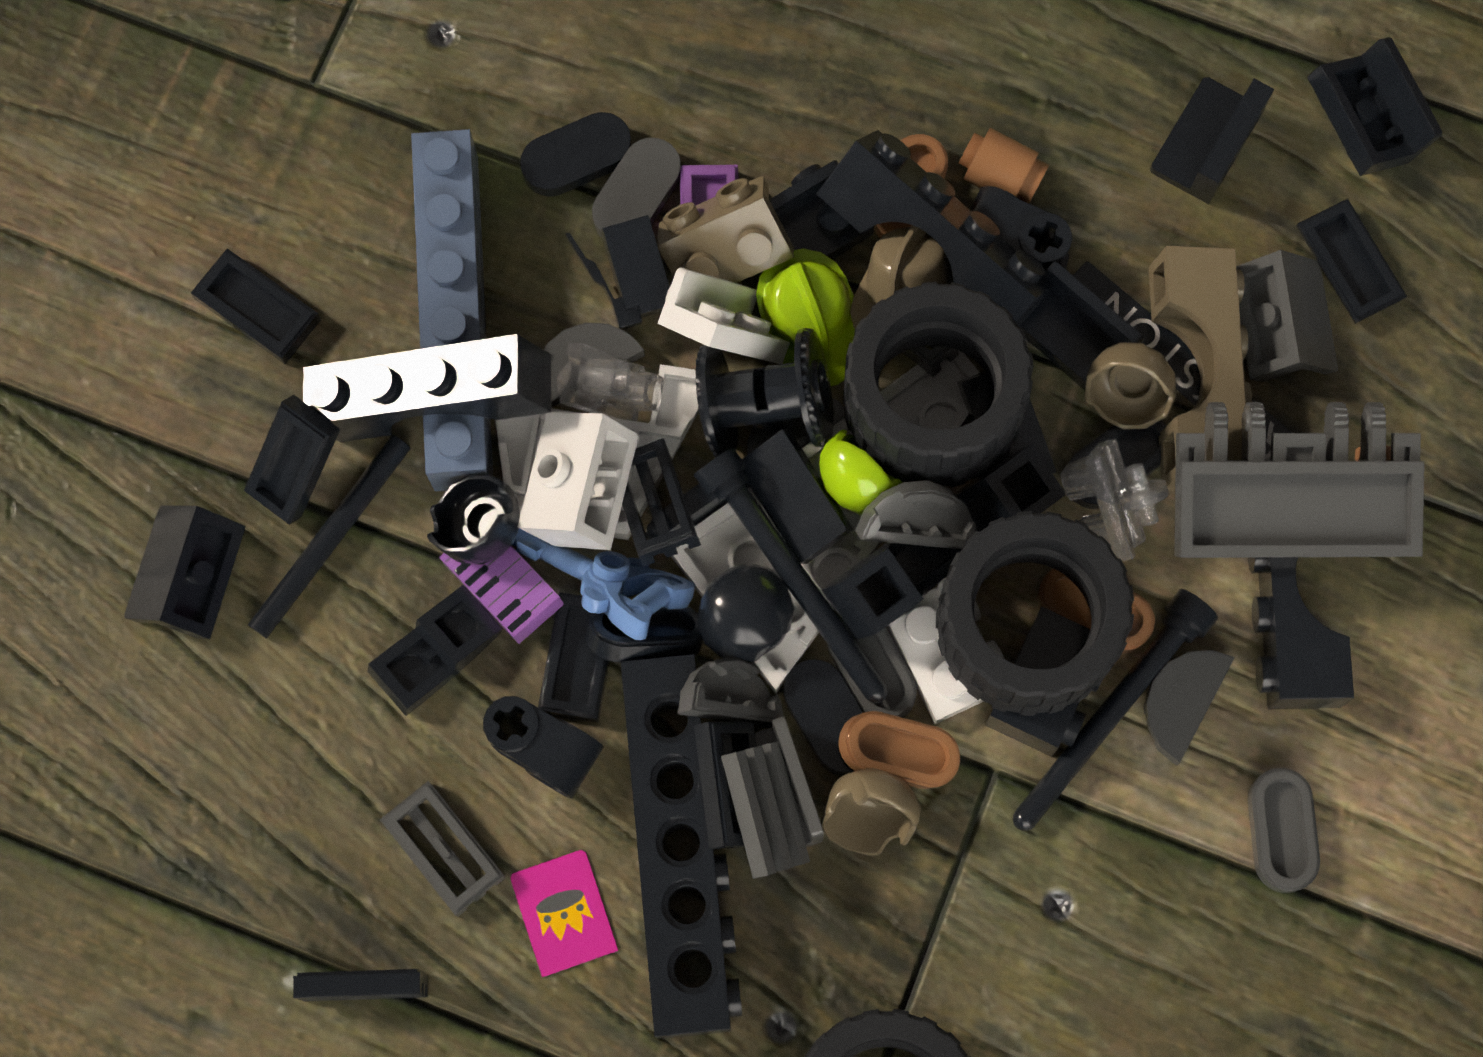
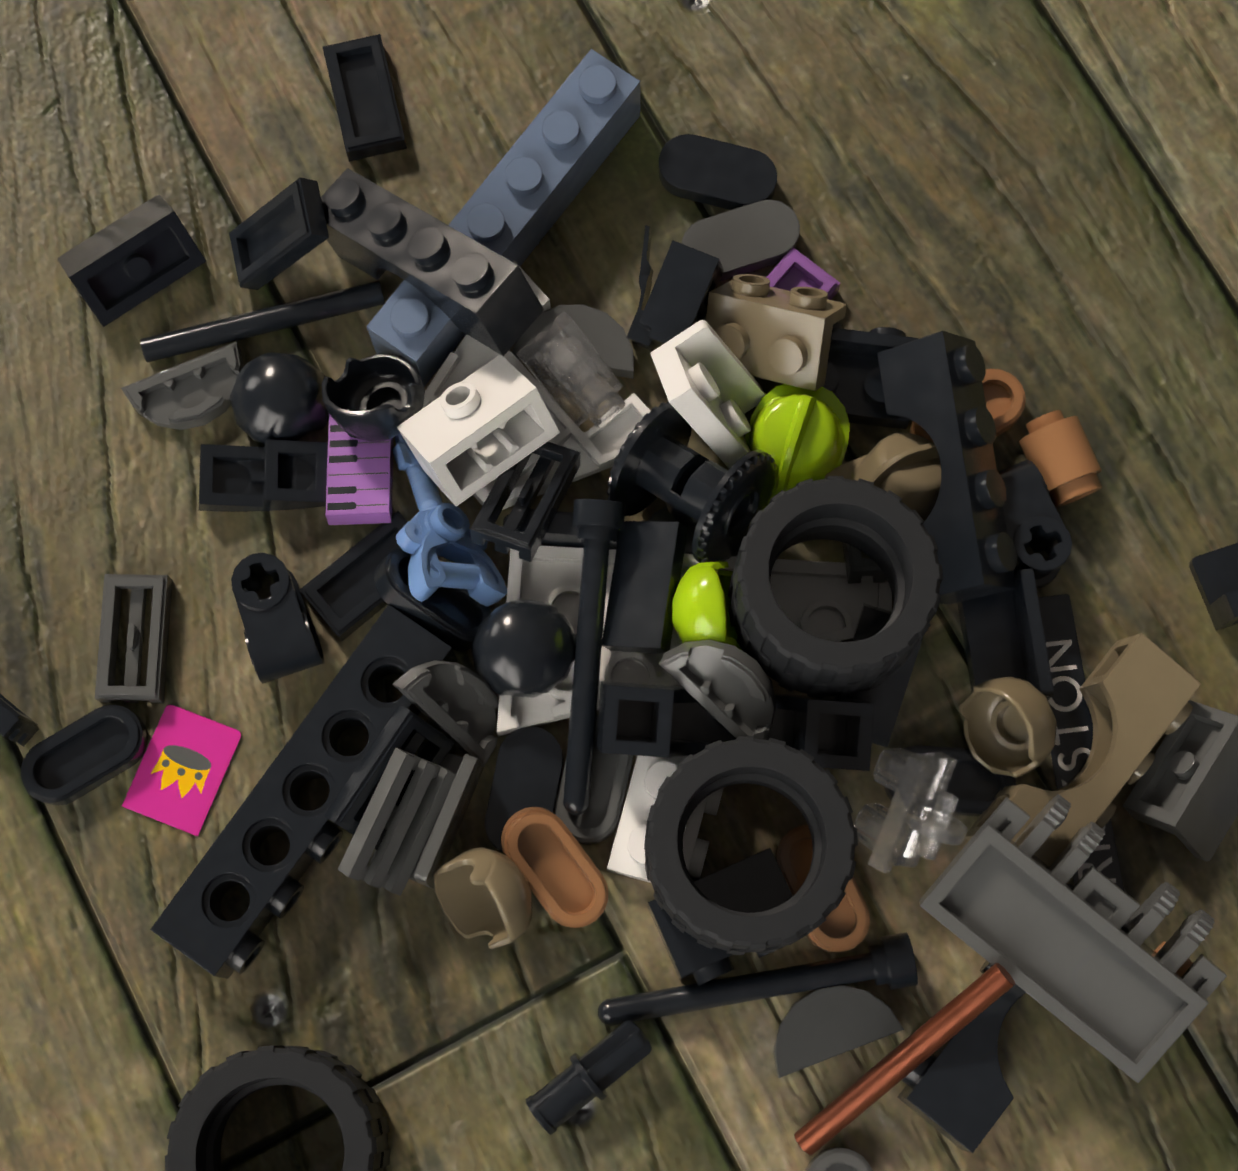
camera: 40 degrees right, 0 degrees up
(320, 634) = (189, 392): none -> dark grey tile
(396, 582) = (279, 398): none -> black hair
(482, 963) = (84, 755): none -> black tile
(1050, 873) = (589, 1076): none -> black axle
(1255, 674) = (904, 1058): none -> copper bar

